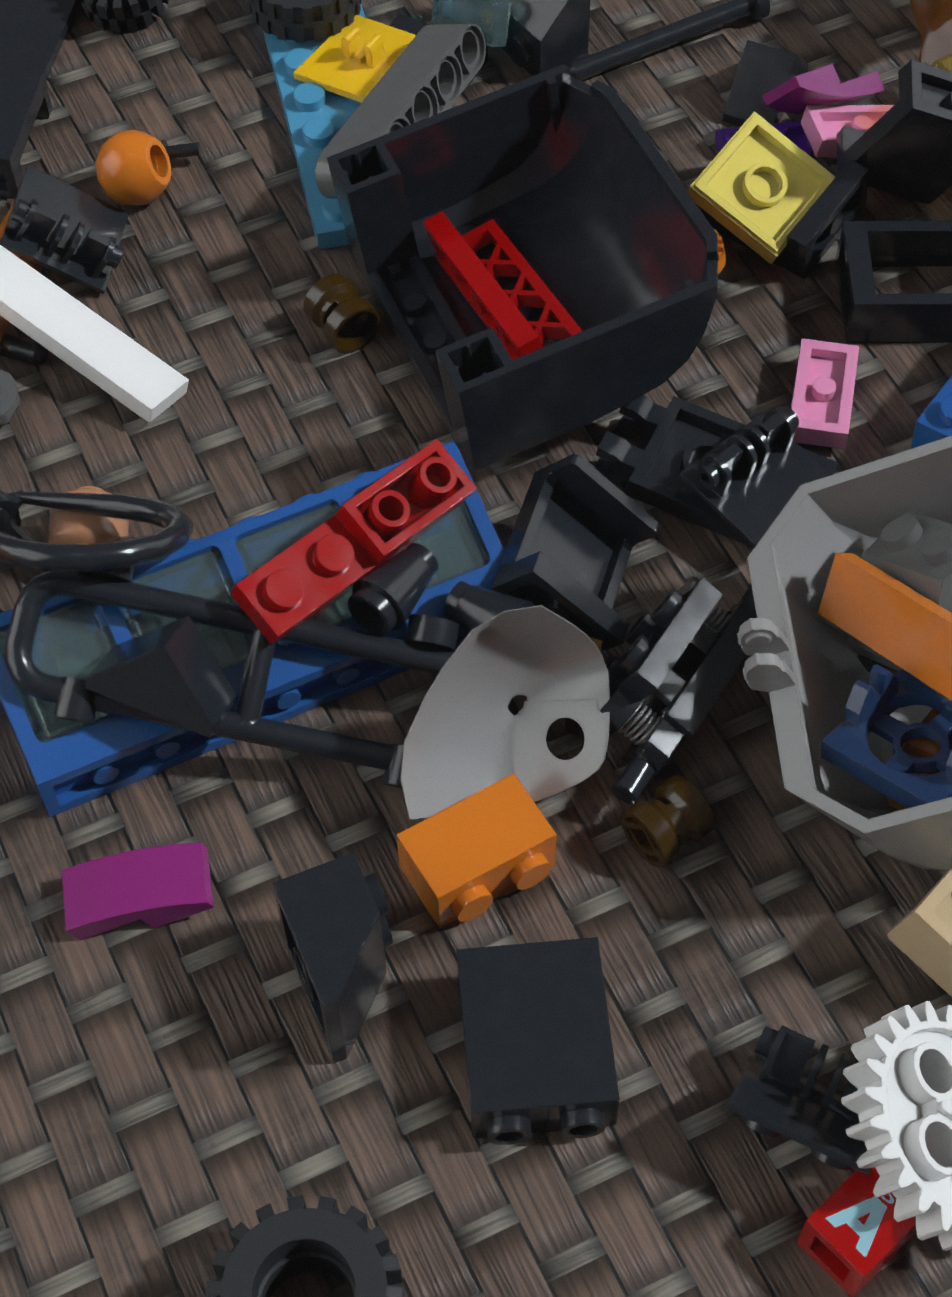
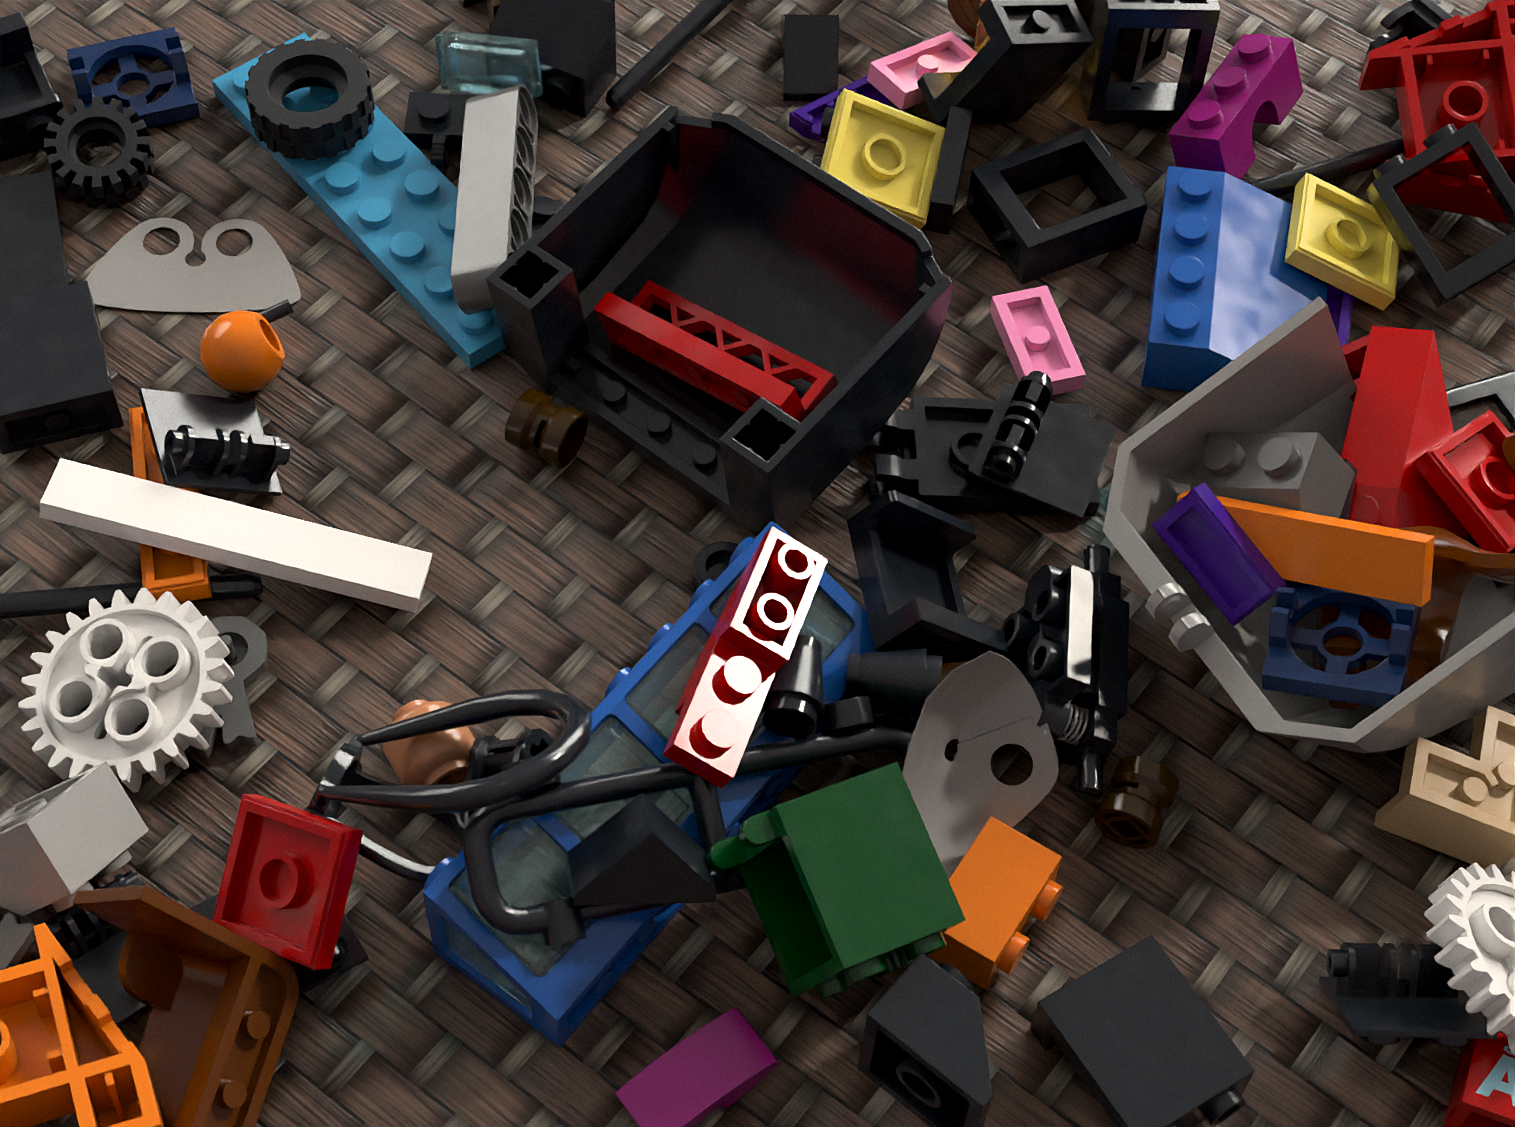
camera: 30 degrees left, 0 degrees up
(111, 99) = (143, 281): none -> light grey piece
(328, 761) = (844, 882): none -> dark green container
(354, 58) = (409, 156): yellow piece -> none
(822, 88) = (876, 42): magenta slope -> none
(847, 617) = (1218, 554): none -> dark purple tile

